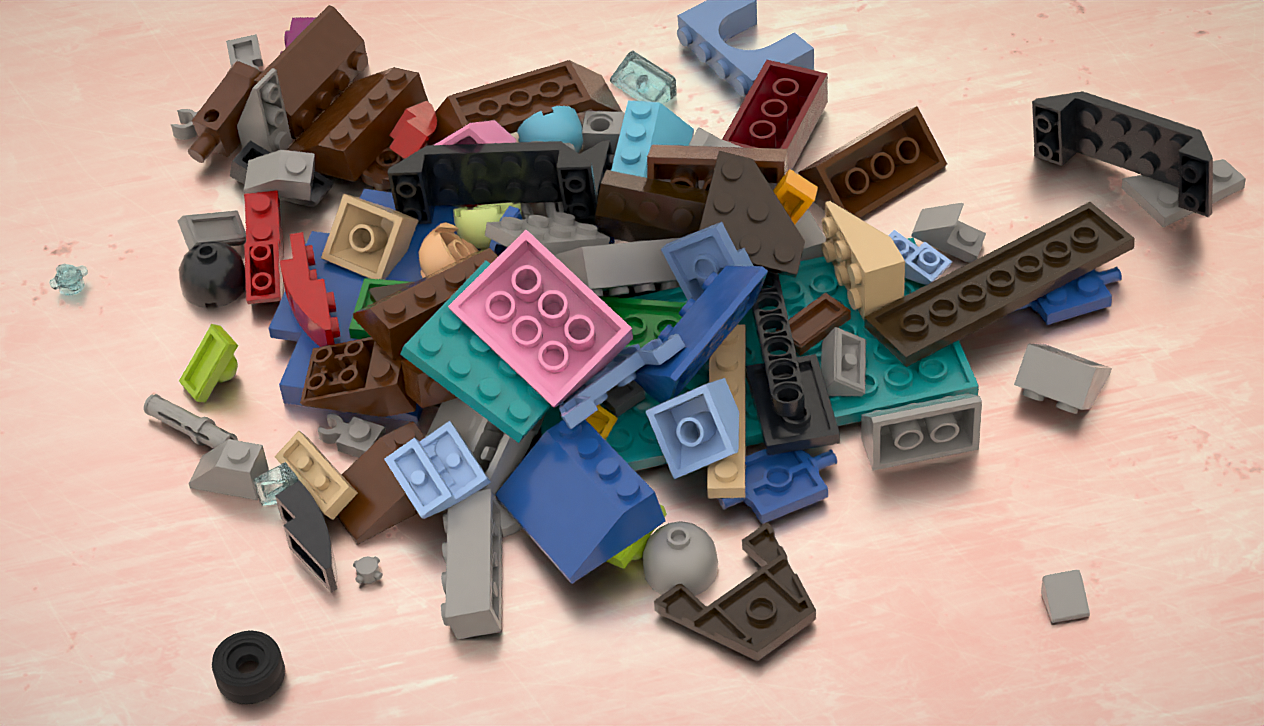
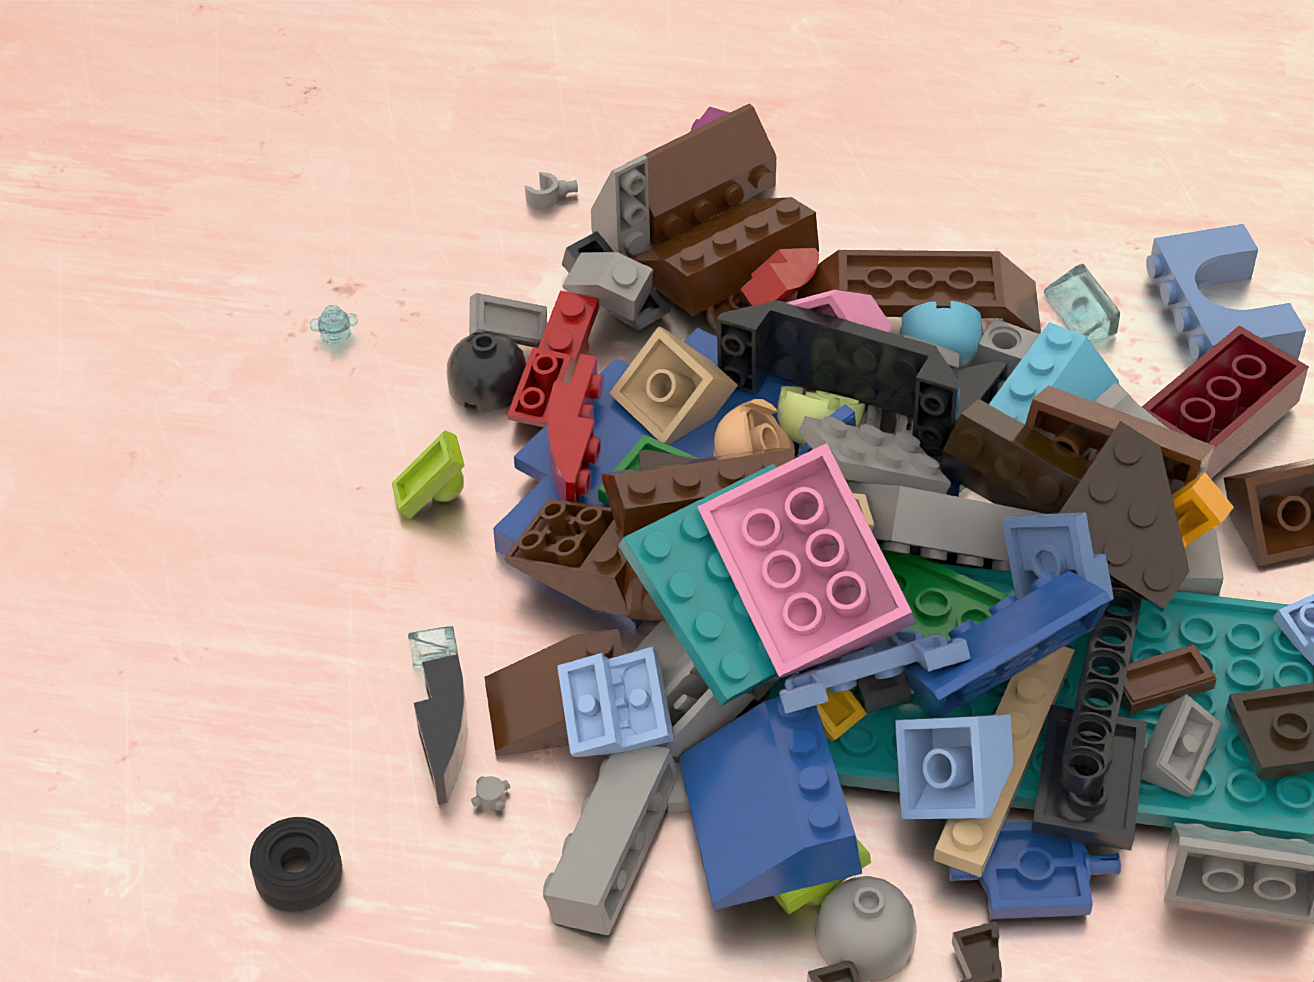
camera: 20 degrees right, 0 degrees up
(201, 430) = (386, 550): light grey pin -> none
(221, 112) = (575, 191): reddish brown piece -> none
(231, 469) = (394, 609): light grey slope -> none
(245, 50) = (641, 134): light grey plate -> none
(317, 474) = (483, 654): tan plate -> none
(352, 437) = (549, 620): light grey plate -> none
(862, 260) = (1256, 623): tan slope -> none

